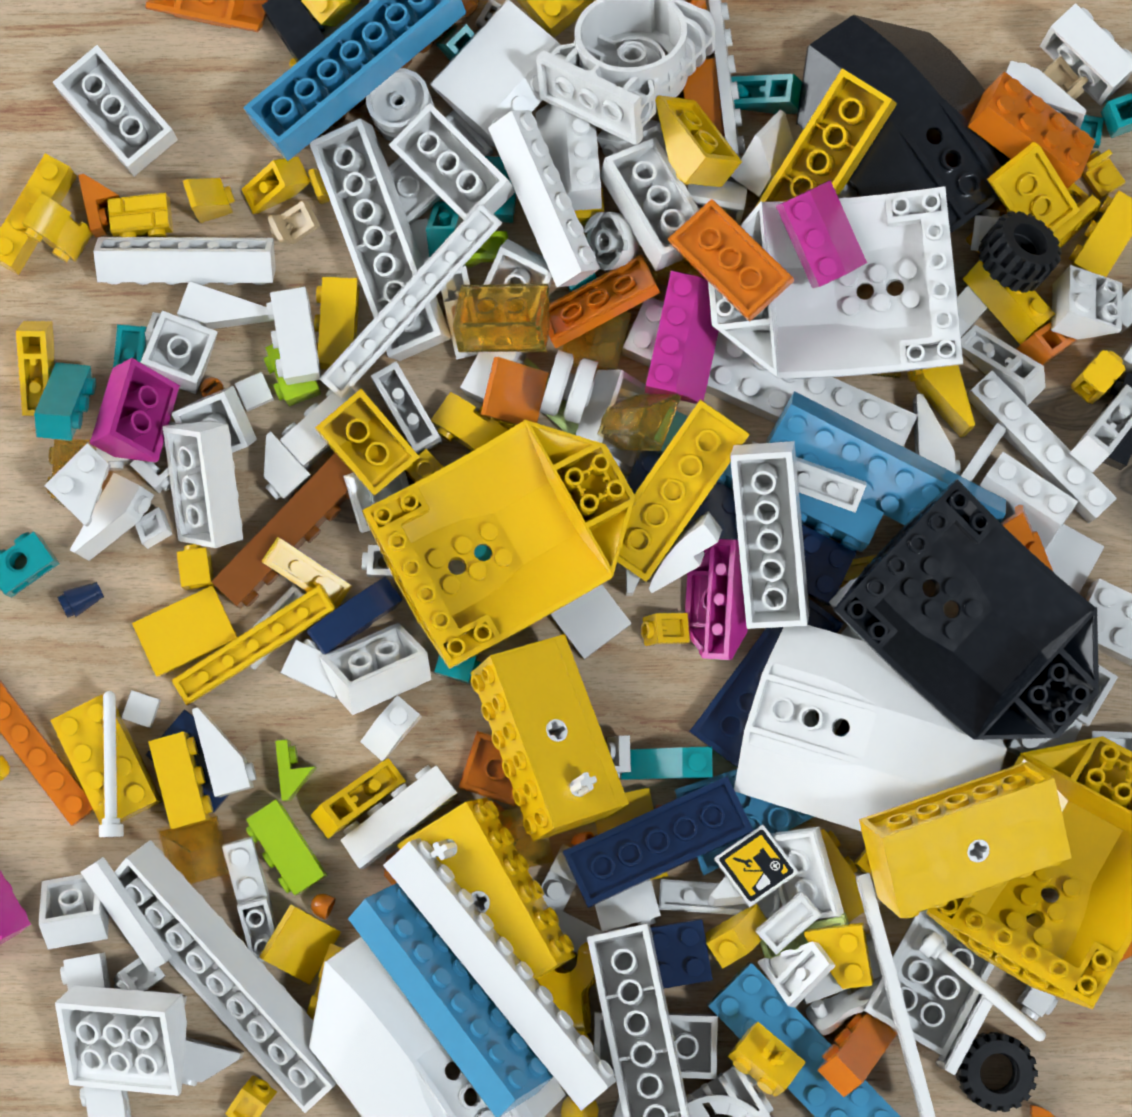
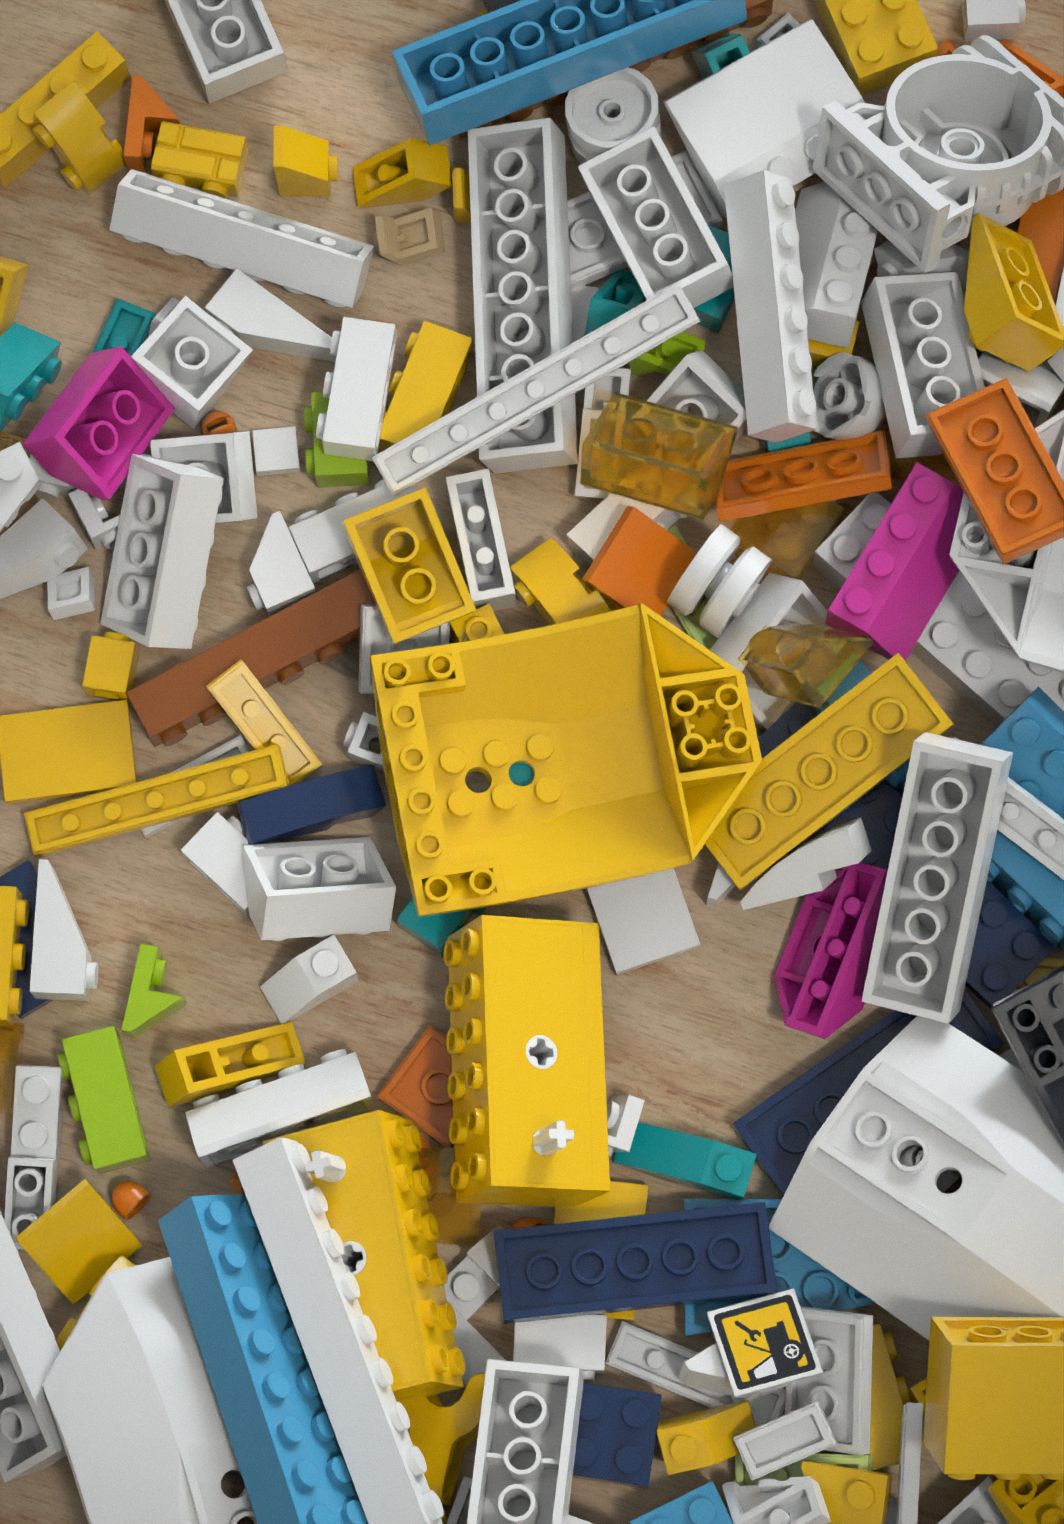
camera: 20 degrees right, 5 degrees down
(665, 629) = (746, 968): yellow bracket -> none

